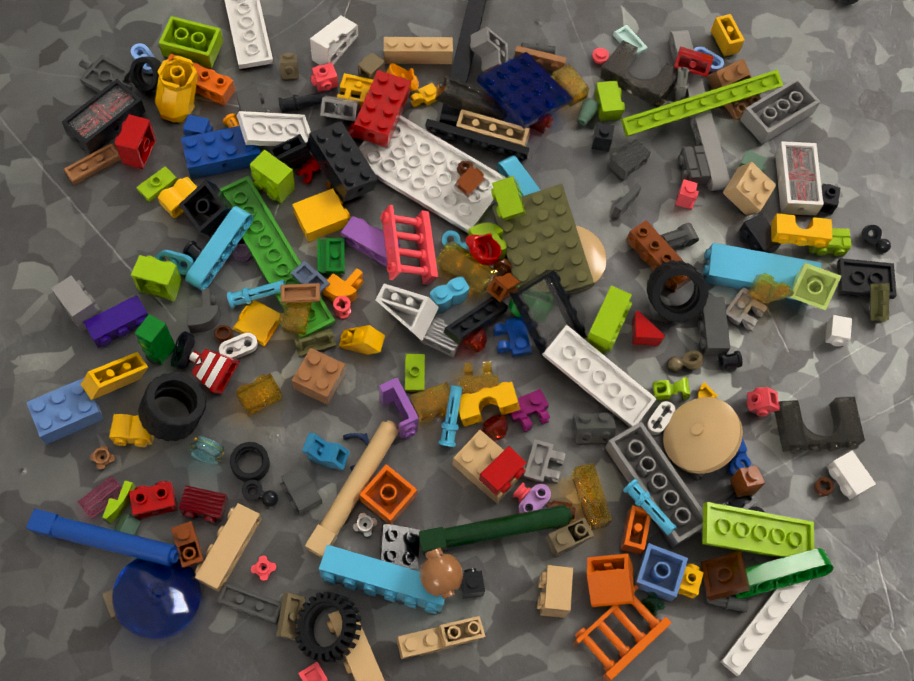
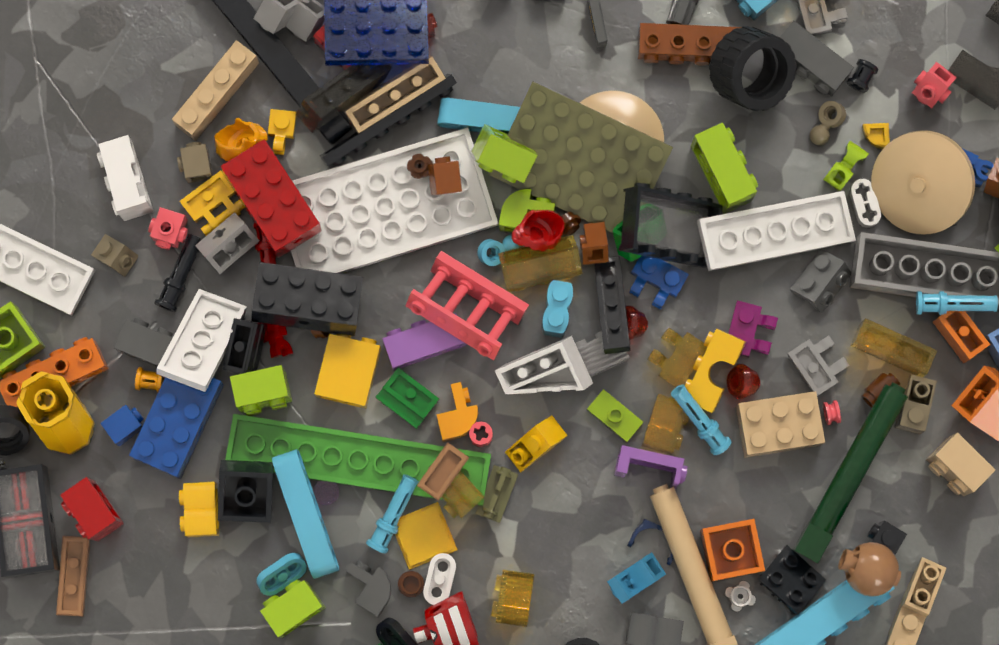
camera: 45 degrees left, 15 degrees up
(156, 183) = (159, 522): lime plate -> none
(192, 250) = (286, 543): black bush -> none
(306, 275) = (422, 444): sand blue slope -> none
(319, 376) = (543, 520): medium nougat brick -> none
(503, 471) = (807, 419): red brick -> none
(534, 500) = (850, 406): lavender plate -> none
(644, 331) = (760, 137): red slope -> none

